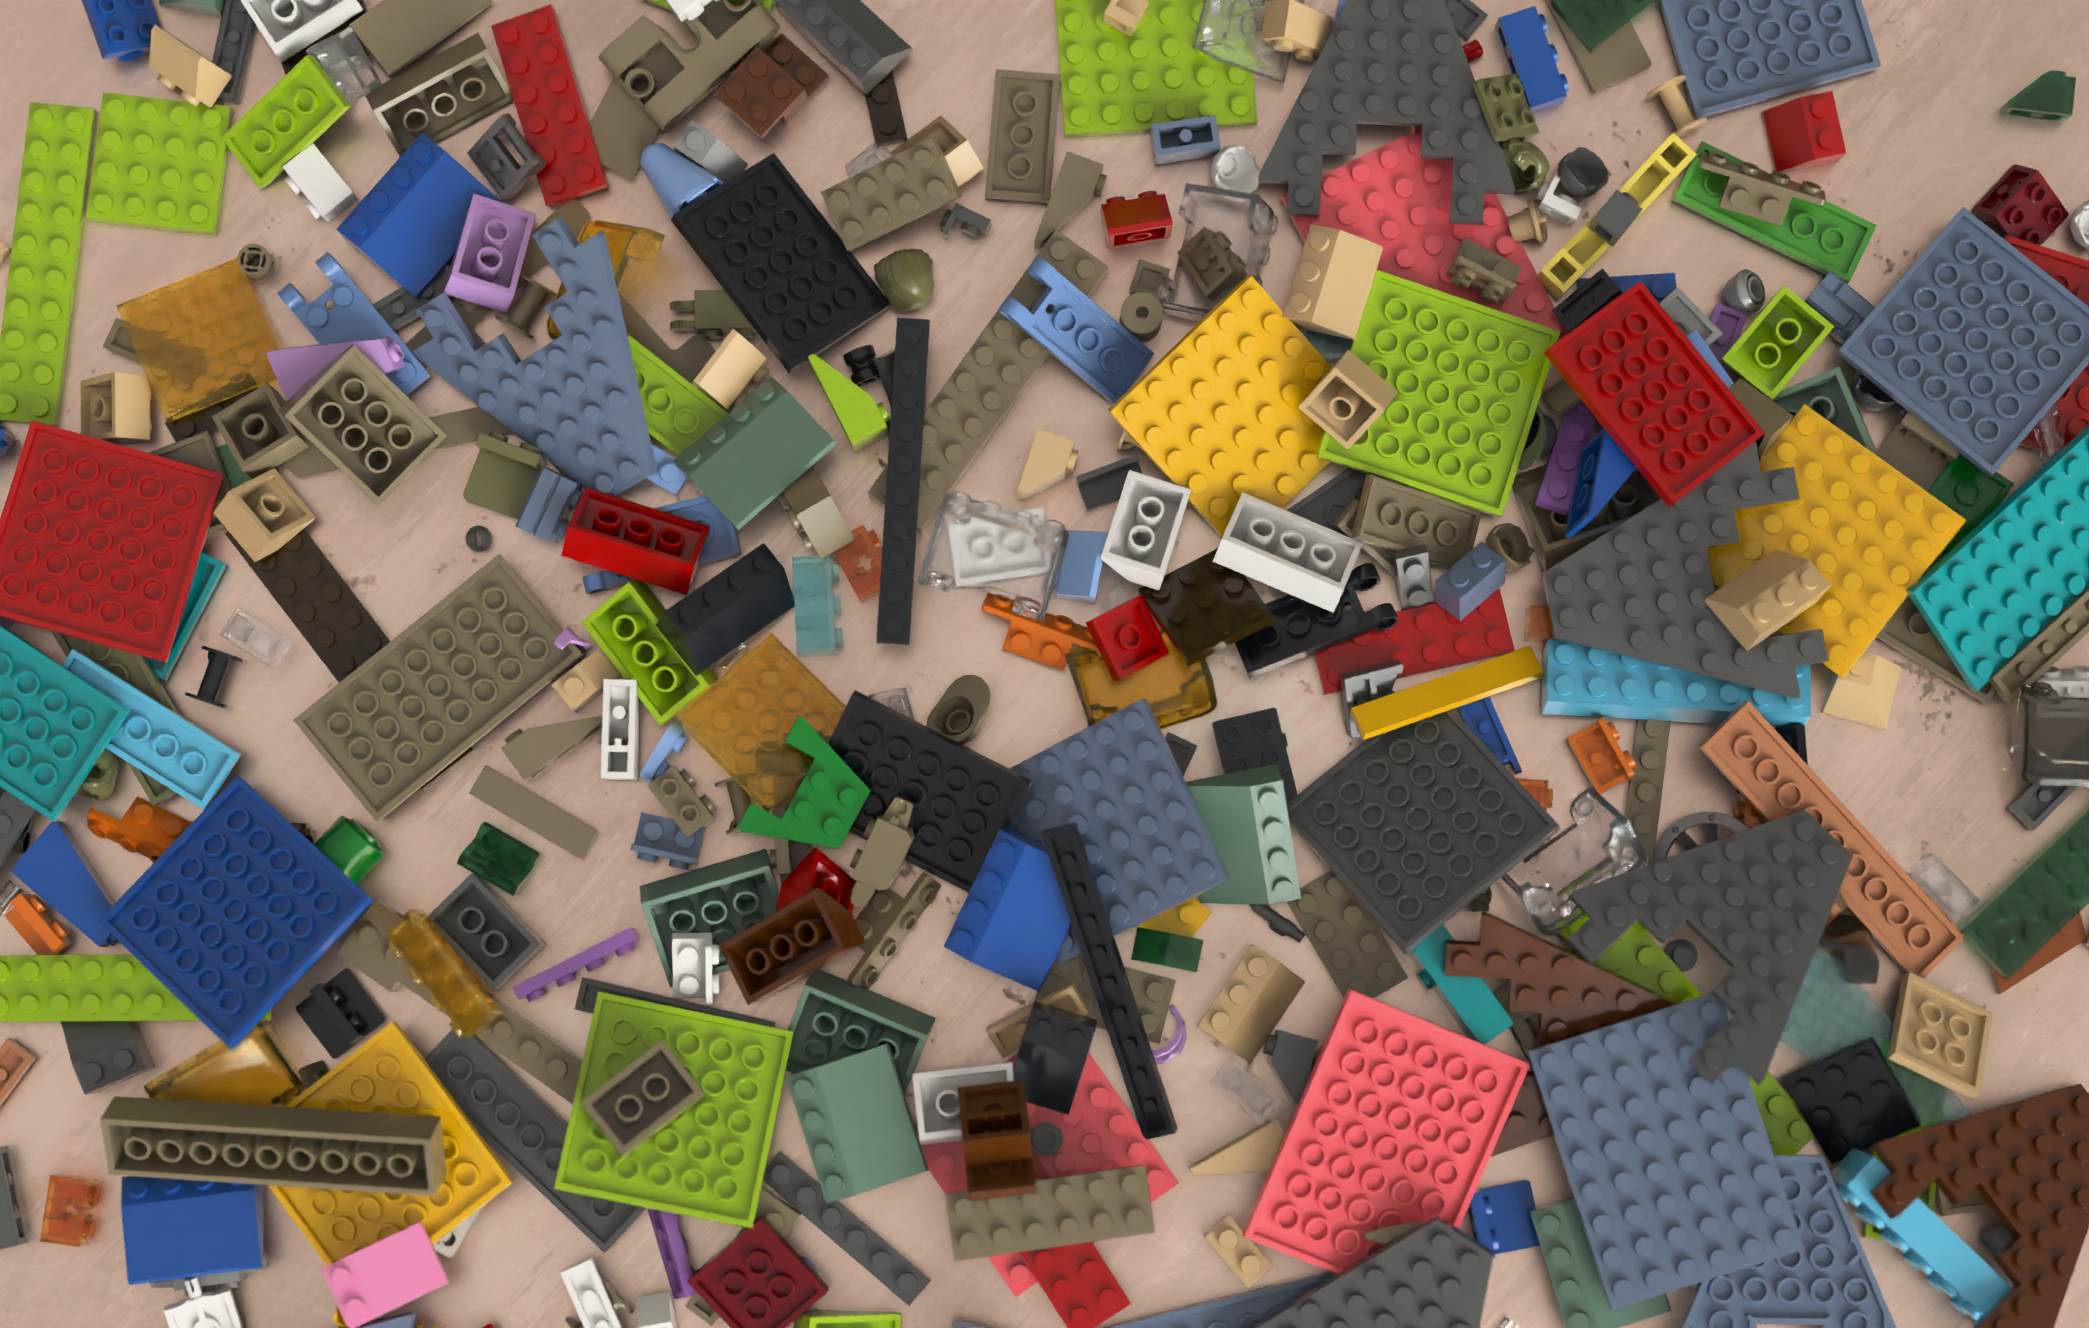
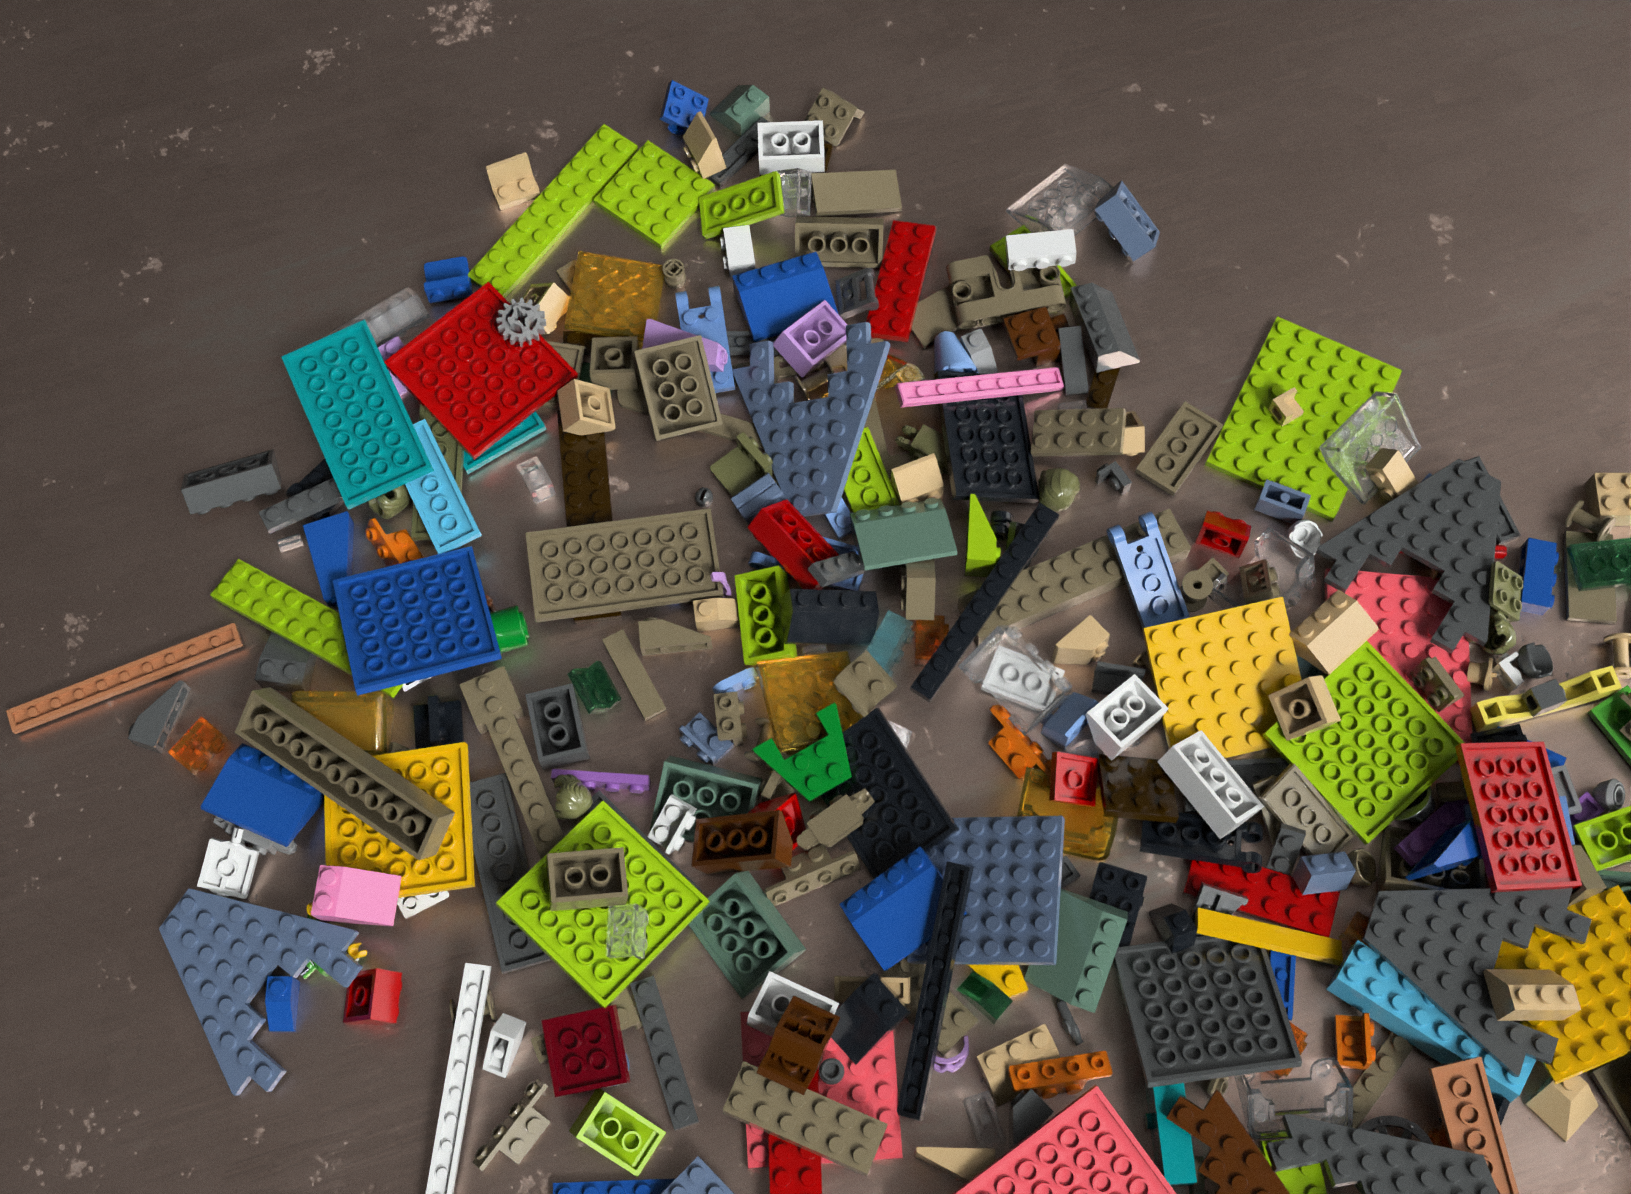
camera: 35 degrees right, 15 degrees down
(36, 926) = (296, 567): orange bracket -> none
(104, 463) = (514, 328): none -> light grey gear
(213, 676) = (496, 485): black piece -> none
(444, 974) = (515, 730): clear yellow slope -> none
(561, 1009) = (572, 797): none -> olive hair
(620, 730) = (717, 653): white slope -> none
(673, 1252) = (546, 997): medium lavender plate -> none
(702, 546) = (837, 568): none -> dark grey plate
(723, 1128) = (626, 931): none -> clear bracket
(736, 204) = (979, 387): none -> bright pink tile
(818, 669) = (864, 683): none -> dark tan bracket
(829, 94) = (1073, 361): none -> dark grey tile
(856, 1123) = (714, 984): sand green slope -> none
(961, 709) = (940, 762): dark tan piece -> none
(1072, 193) = (1191, 496): dark tan slope -> none
(1300, 989) = (1060, 1074): none -> orange bracket
(1335, 743) = (1174, 926): none -> black slope
(1346, 938) = (1111, 1032): dark tan plate -> none

